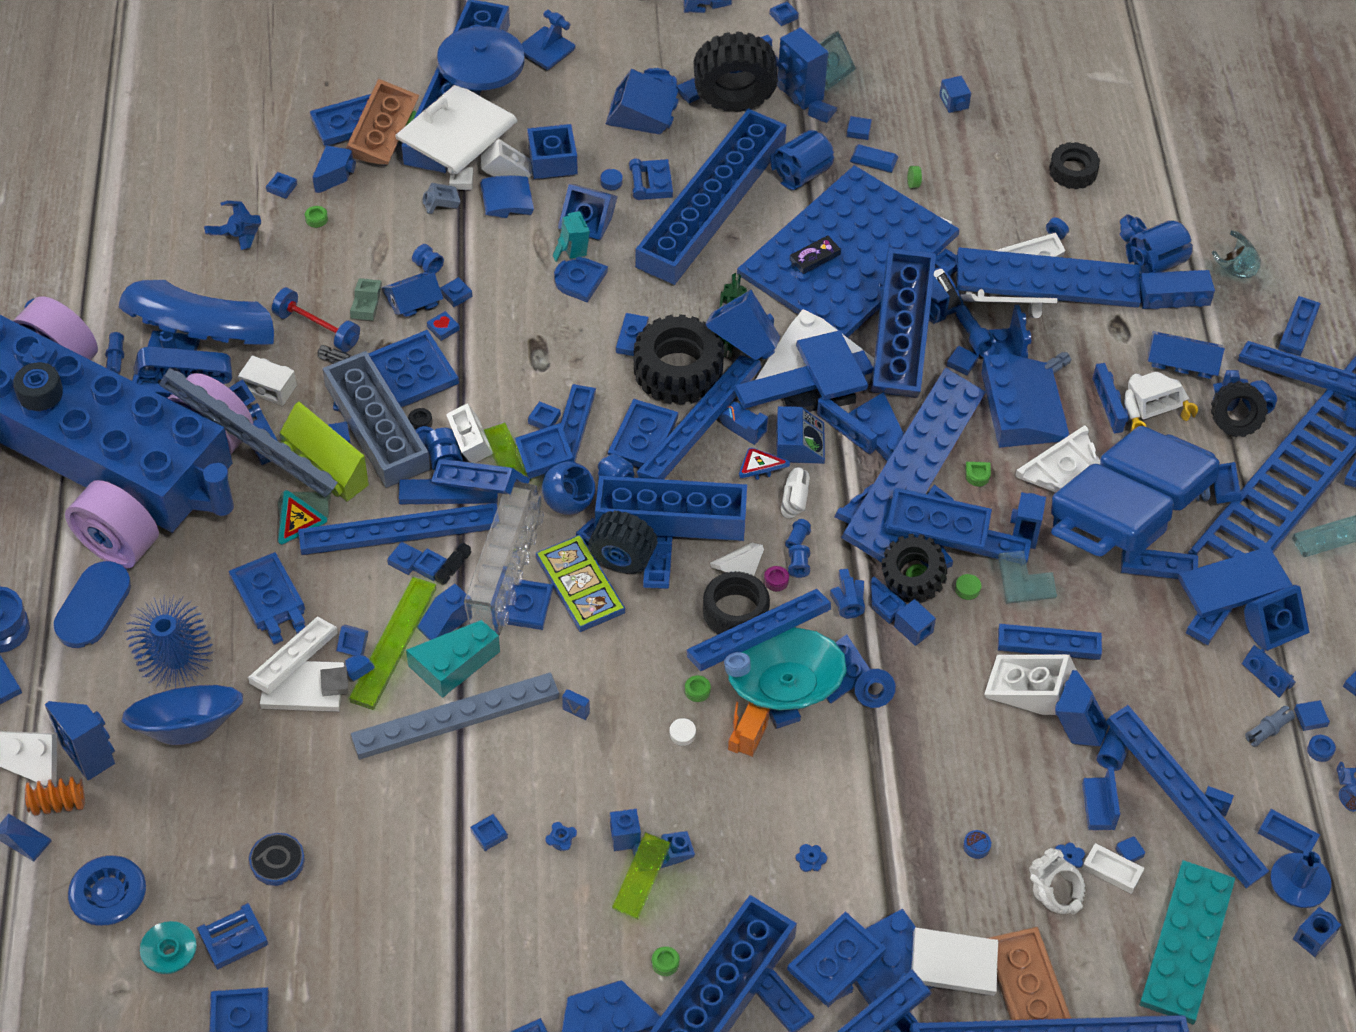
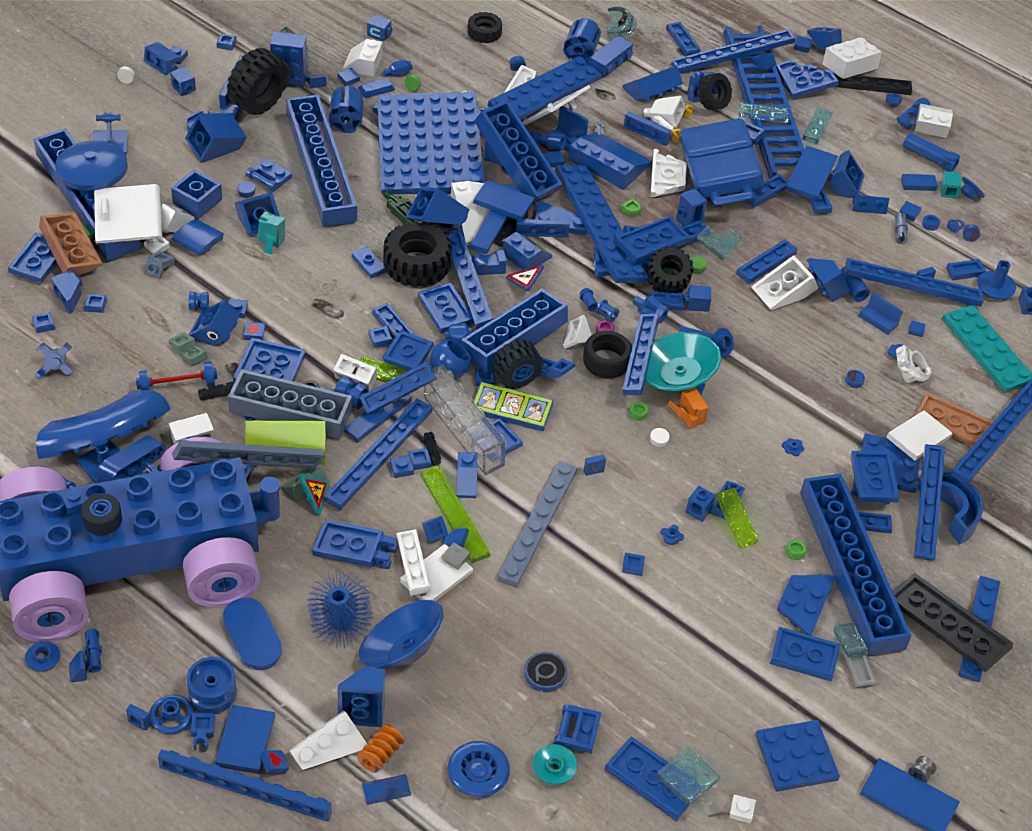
camera: 50 degrees left, 5 degrees down
(316, 216) = (91, 325): bright green tile -> none
(345, 198) = (95, 303): none -> blue tile
(453, 656) = (501, 494): teal wedge -> none
(579, 277) = (298, 253): blue tile -> none
(686, 28) = (182, 81): none -> blue brick
(737, 664) = (655, 377): medium blue tile -> none
(795, 493) = (561, 278): white arm -> none
(815, 254) = (419, 152): black tile -> none
(899, 119) = (365, 57): none -> white slope
(921, 152) = (398, 68): none -> blue plant
(1113, 868) = (921, 341): white tile -> none
(1130, 226) = (554, 40): blue plate -> none
(1271, 473) = (763, 112): none -> clear light blue tile

